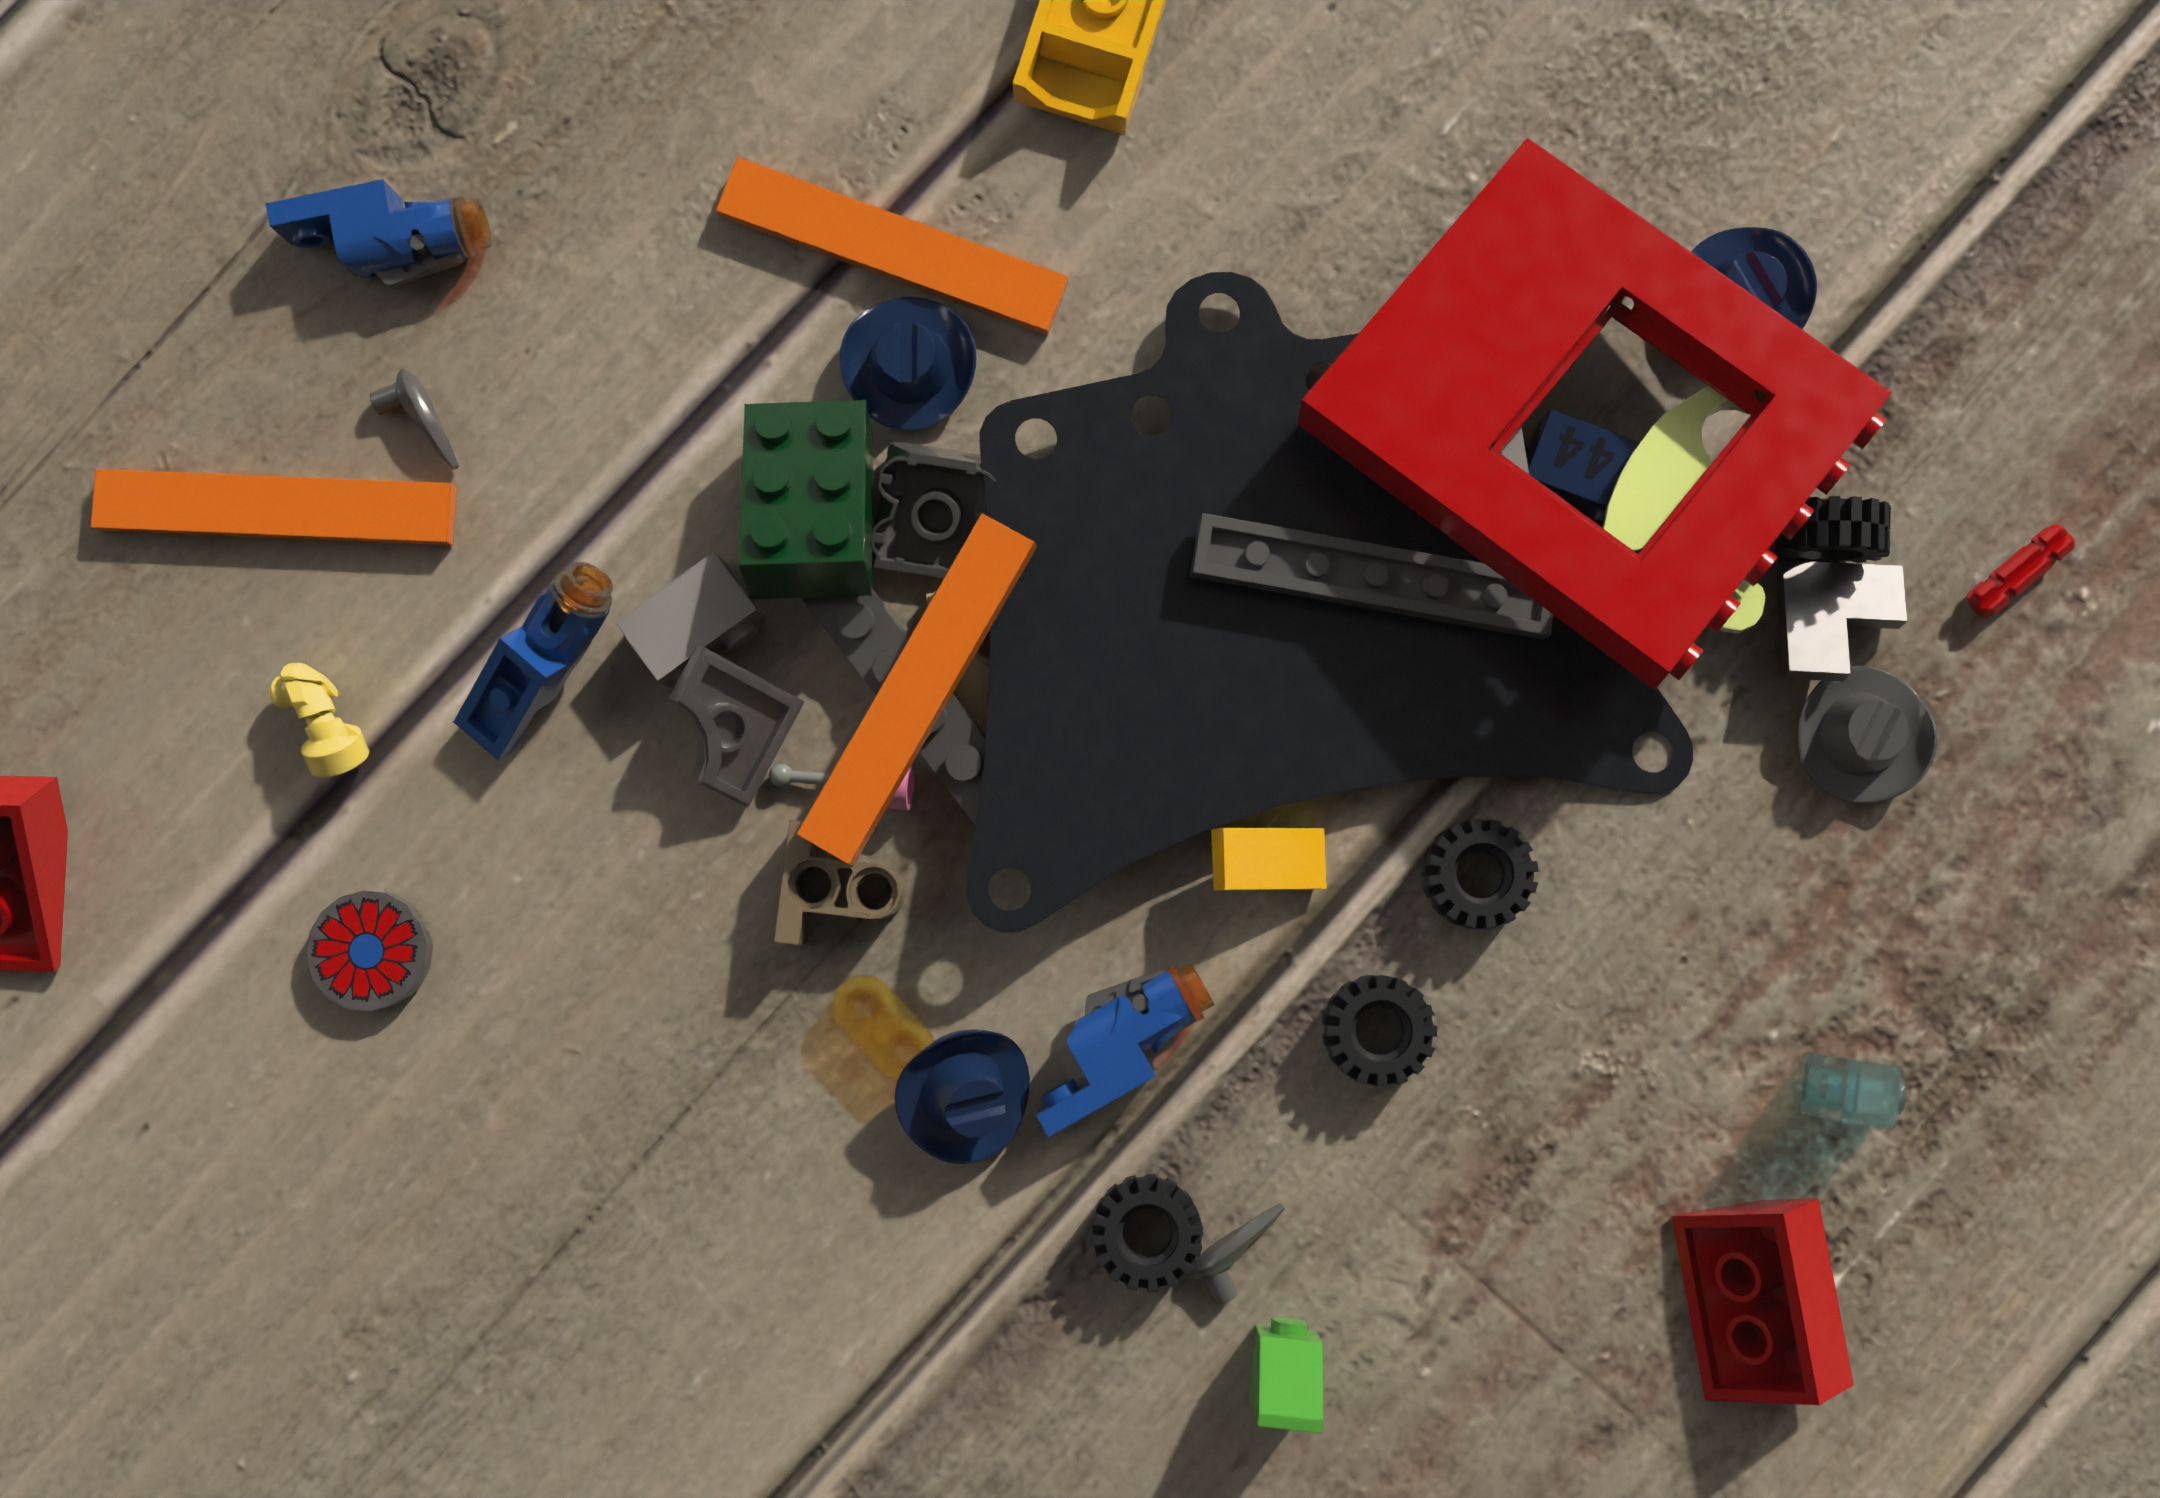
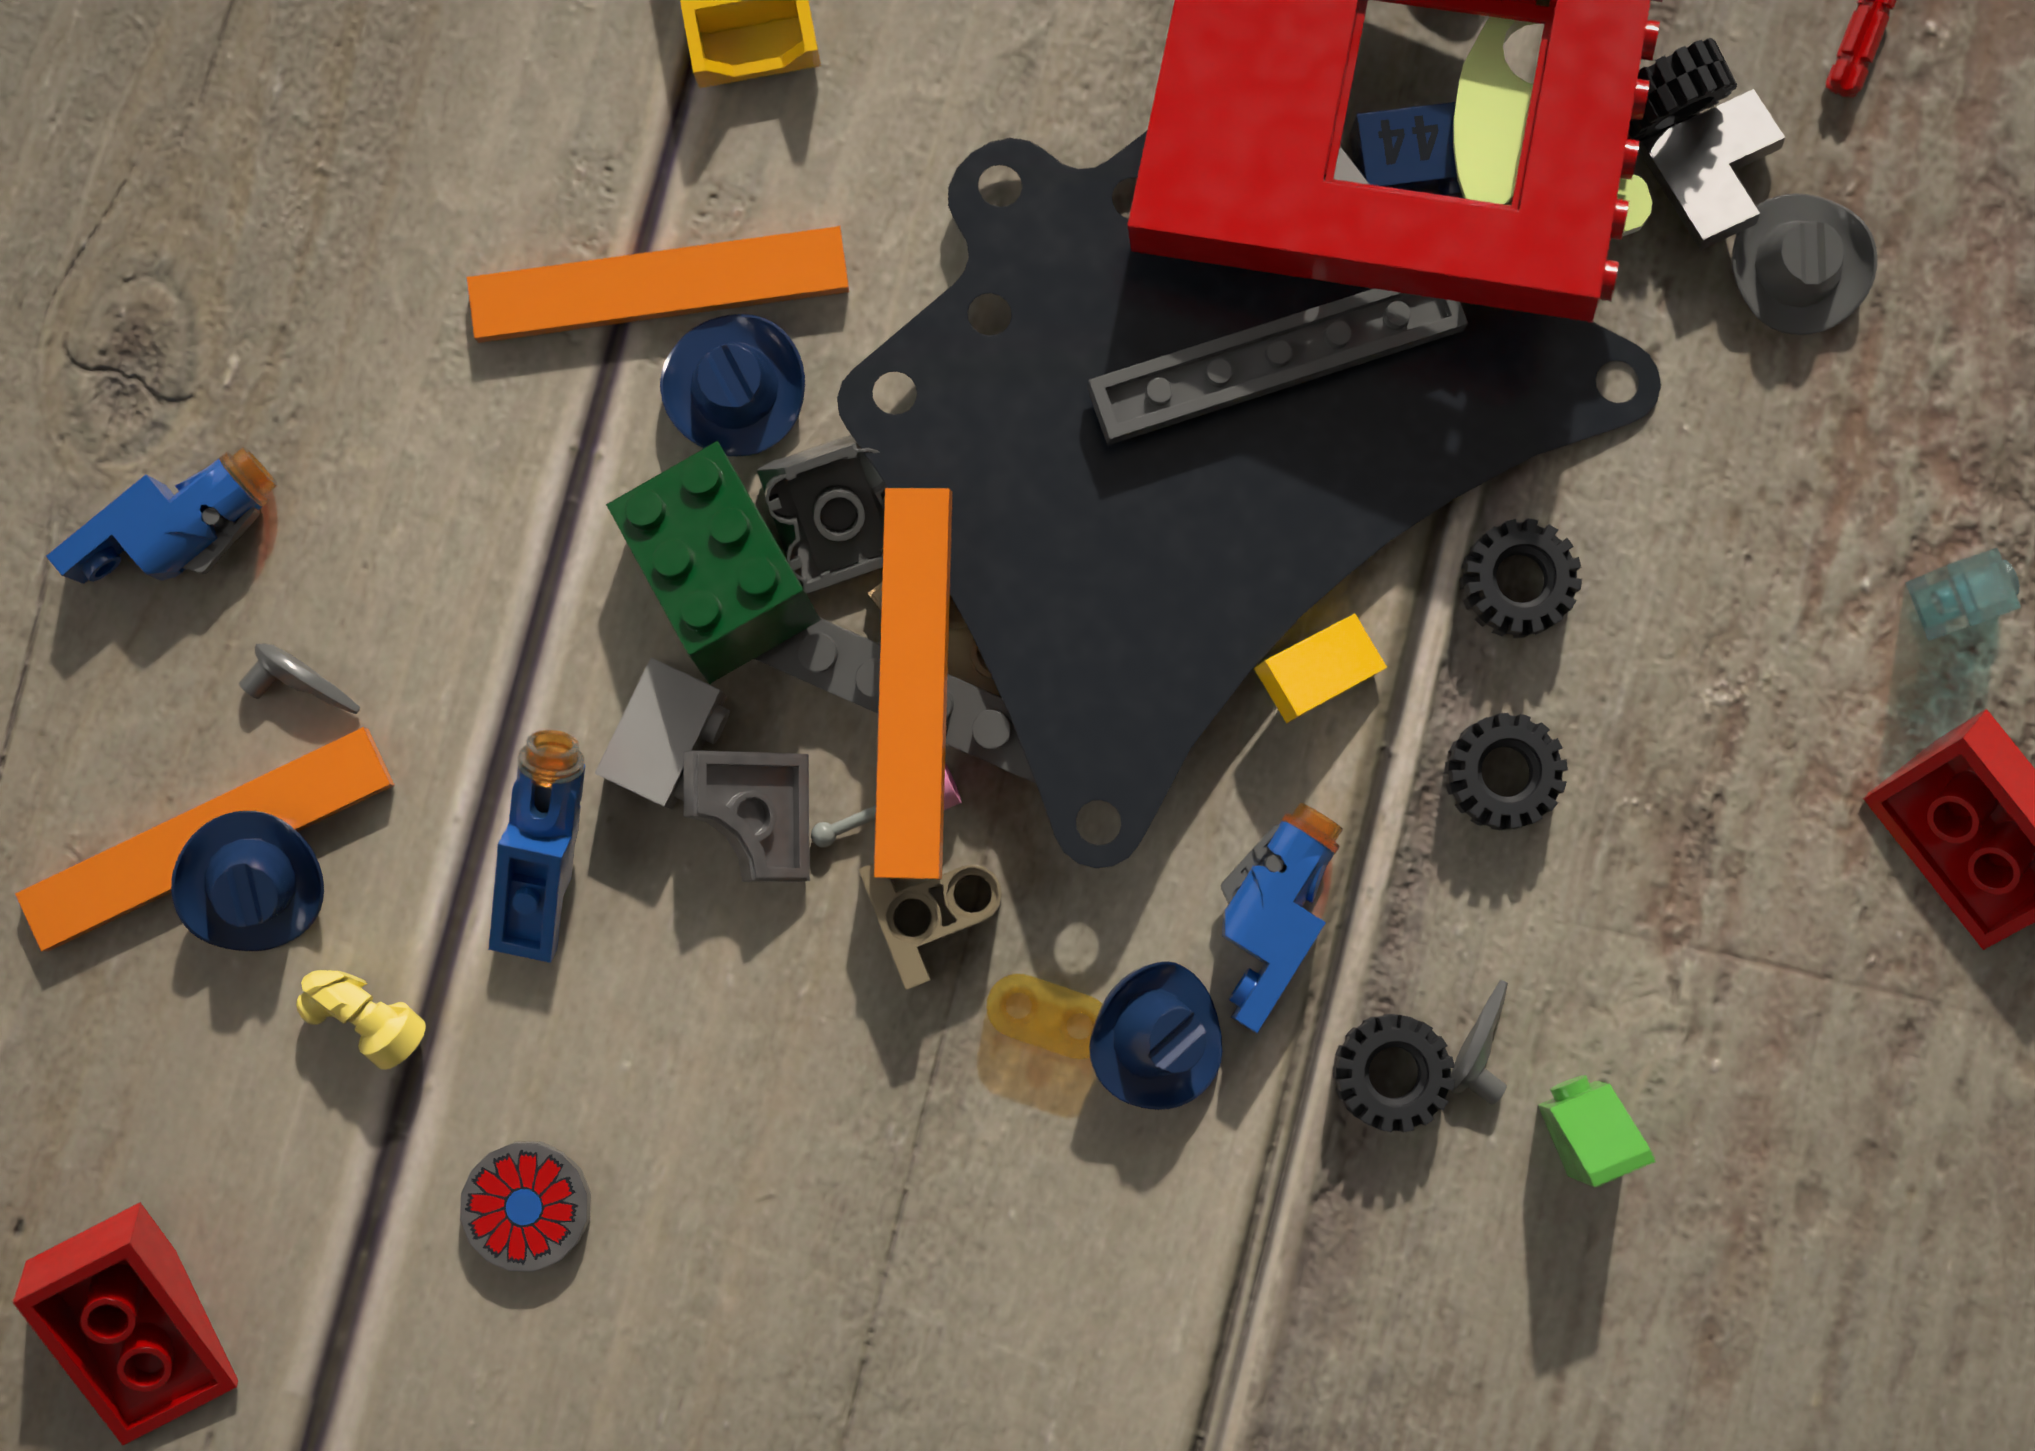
camera: 30 degrees left, 0 degrees up
(285, 560) = (247, 882): none -> dark blue hat

